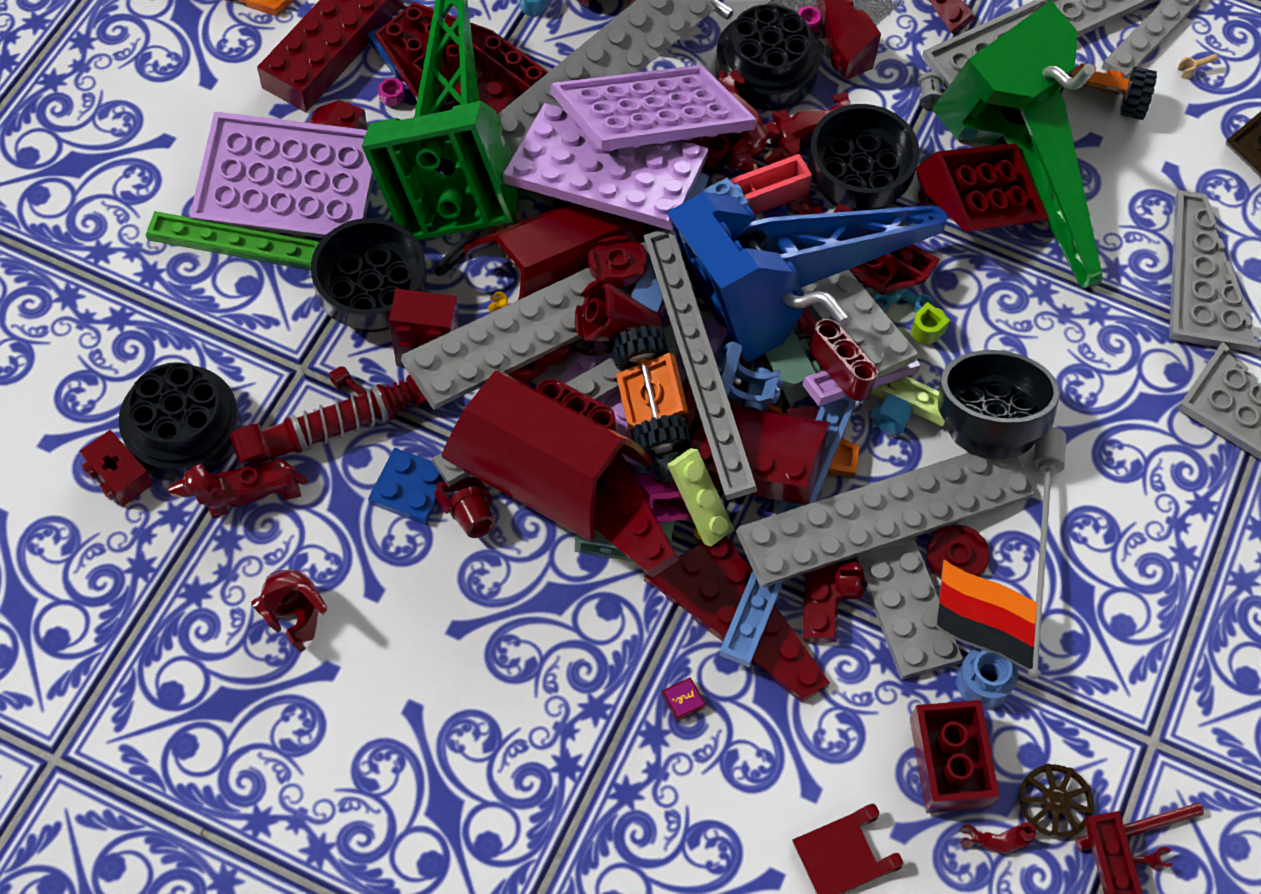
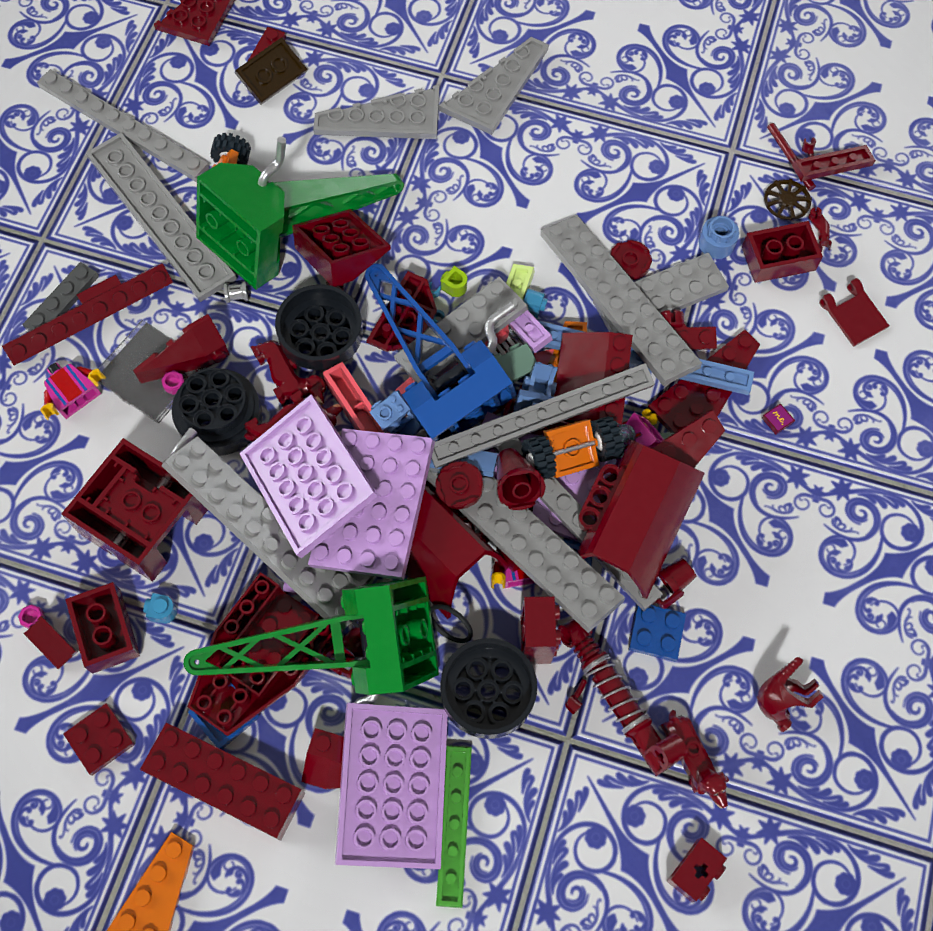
camera: 95 degrees left, 5 degrees up
(154, 398) = (616, 844): black wheel -> none
(392, 91) = (279, 716): dark pink tile -> none
(700, 497) = (642, 411): yellowish green plate -> none
(804, 207) = (361, 375): dark red plant -> none
(843, 360) = (528, 317): dark red beam -> none
(991, 613) = (683, 232): flag -> none
(997, 402) = (504, 221): black wheel -> none
(1191, 64) = (192, 120): tan hand -> none

